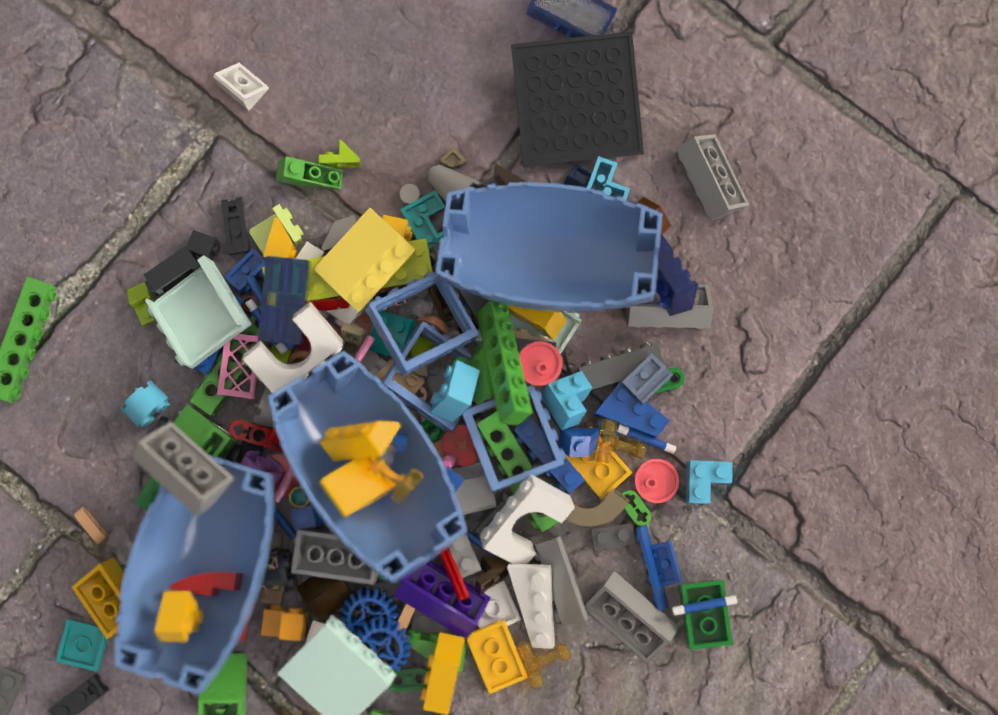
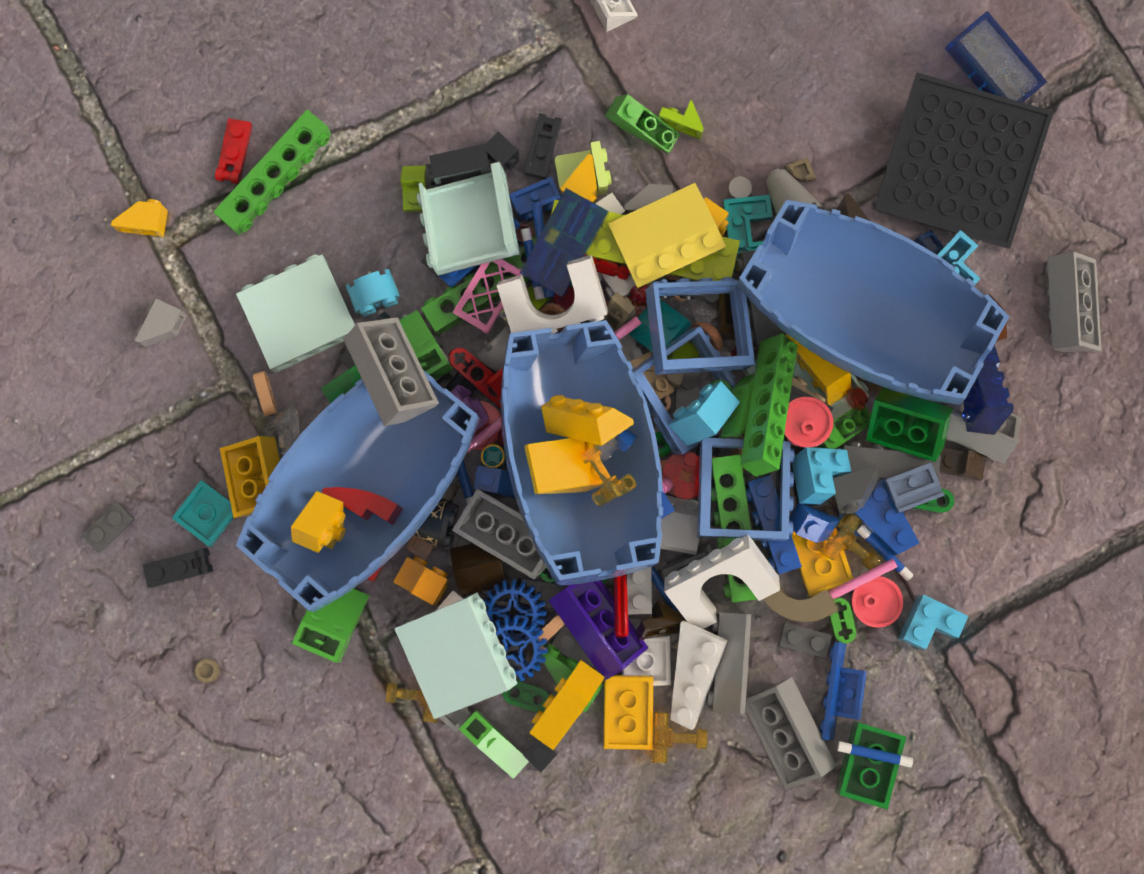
camera: 30 degrees right, 0 degrees up
(88, 448) = (296, 313): none -> light aqua panel
(362, 315) = (638, 294): none -> dark red plate
(573, 325) = (857, 398): none -> clear red plate
(575, 351) = (847, 427): none -> bright green slope
(600, 400) = (855, 489): none -> dark grey slope
(622, 330) = (909, 424): none -> green brick
(638, 467) = (863, 578): none -> bright pink bar
(677, 341) = (962, 464): none -> dark brown slope

